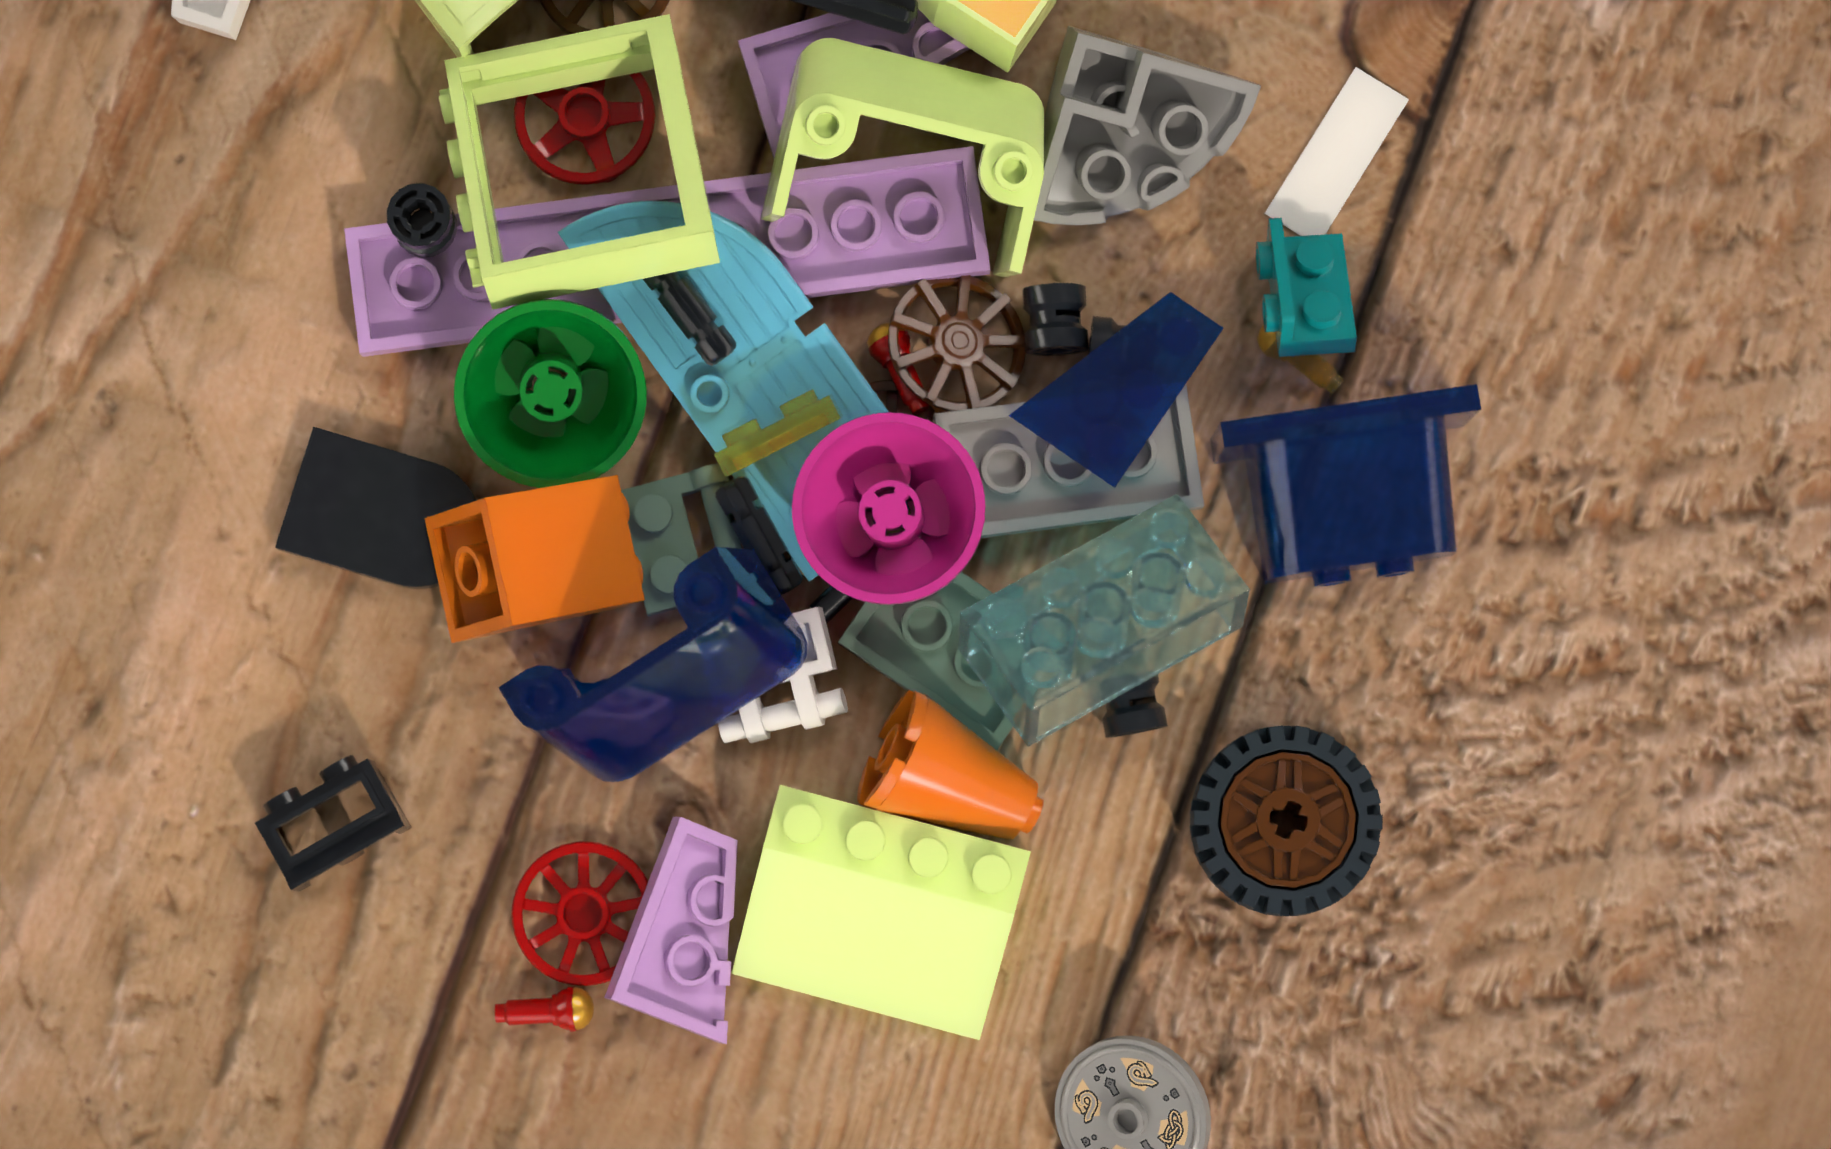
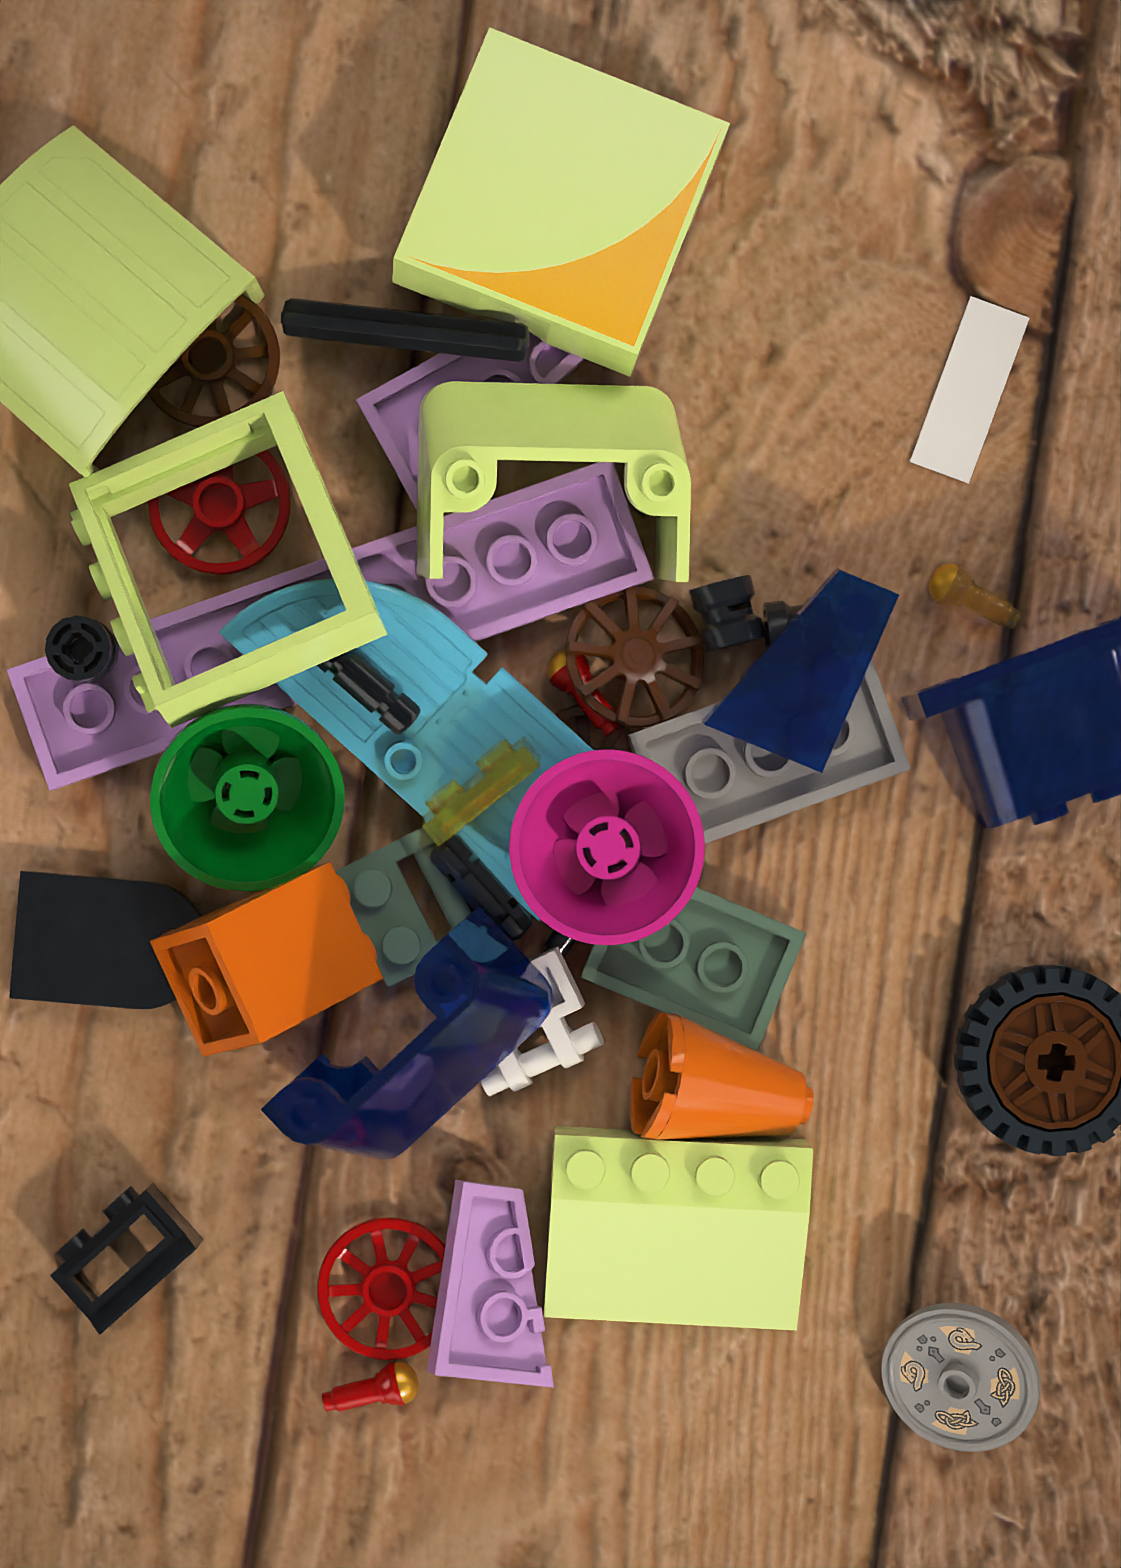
camera: 10 degrees left, 5 degrees up
(1102, 619) = (837, 907): clear light blue brick -> none
(1131, 127) = (763, 403): light grey brick -> none
(1141, 717) = (875, 959): black wheel -> none
(1308, 292) = (971, 536): teal bracket -> none

